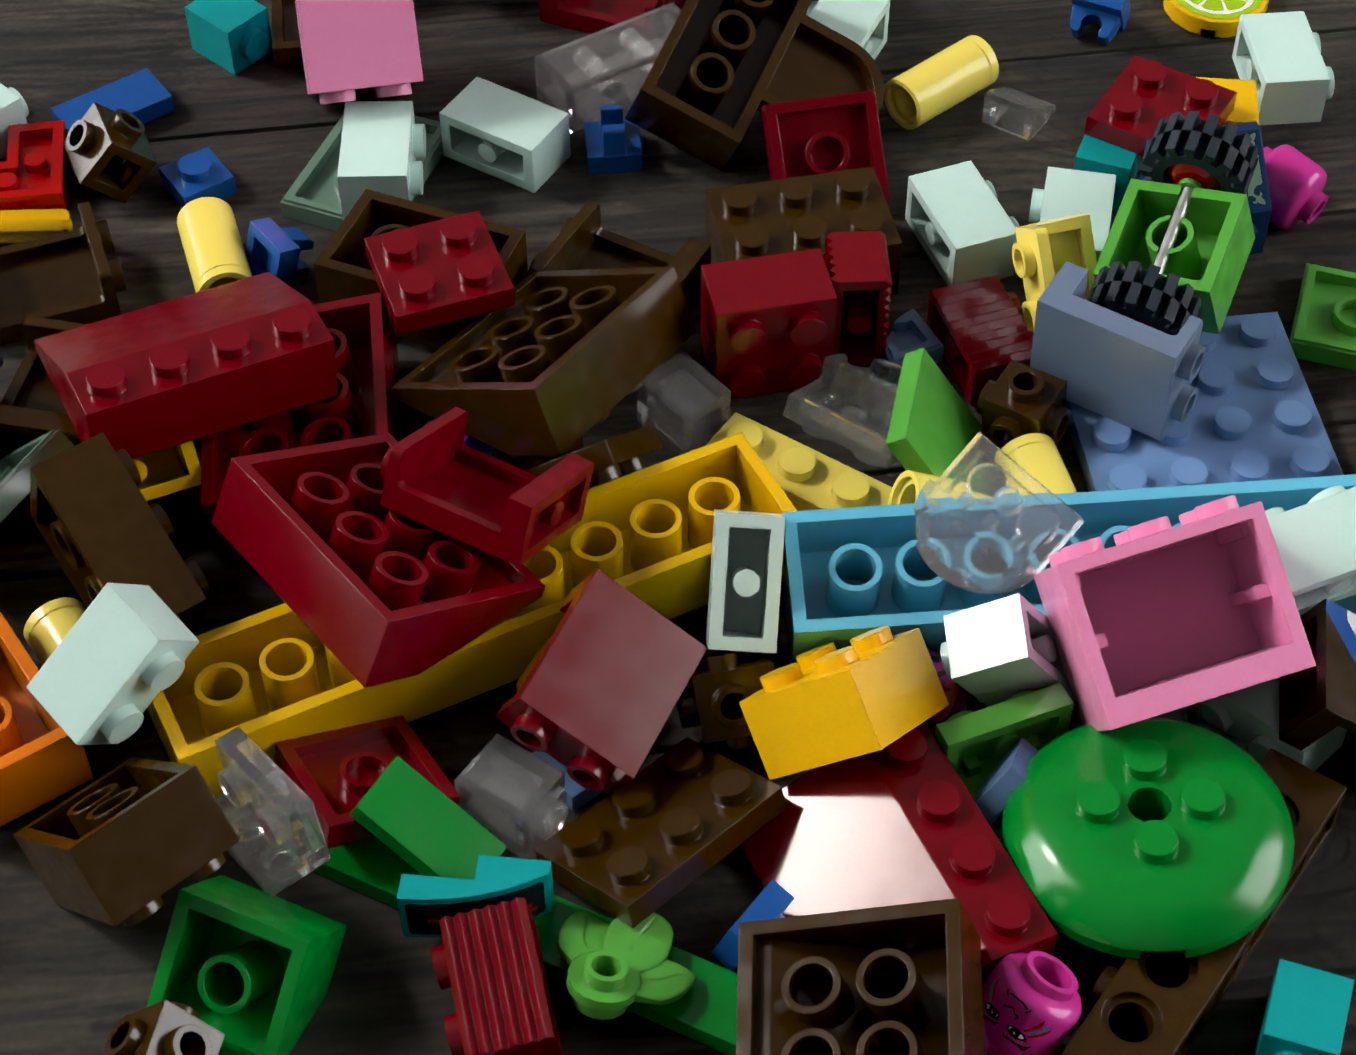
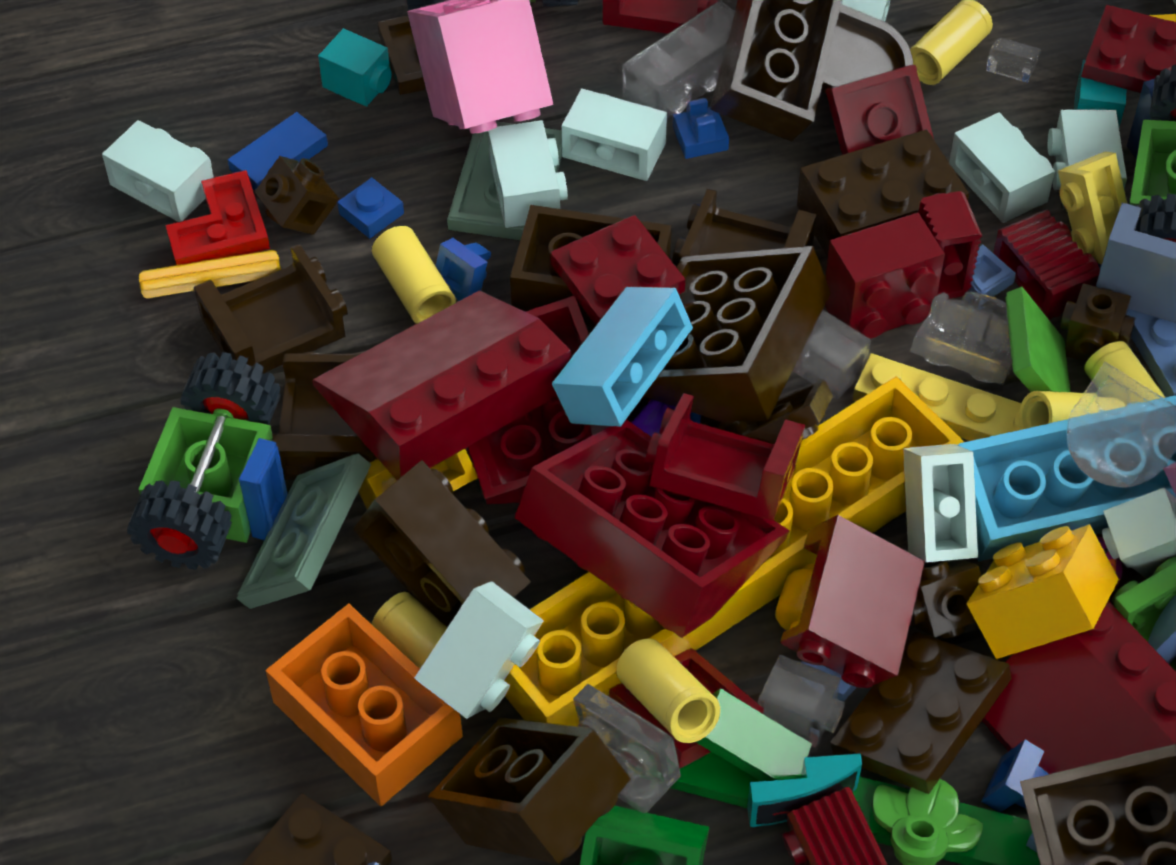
camera: 10 degrees left, 5 degrees up
(330, 748) = (668, 690): none -> light yellow pin
(401, 358) = (622, 356): none -> medium azure brick

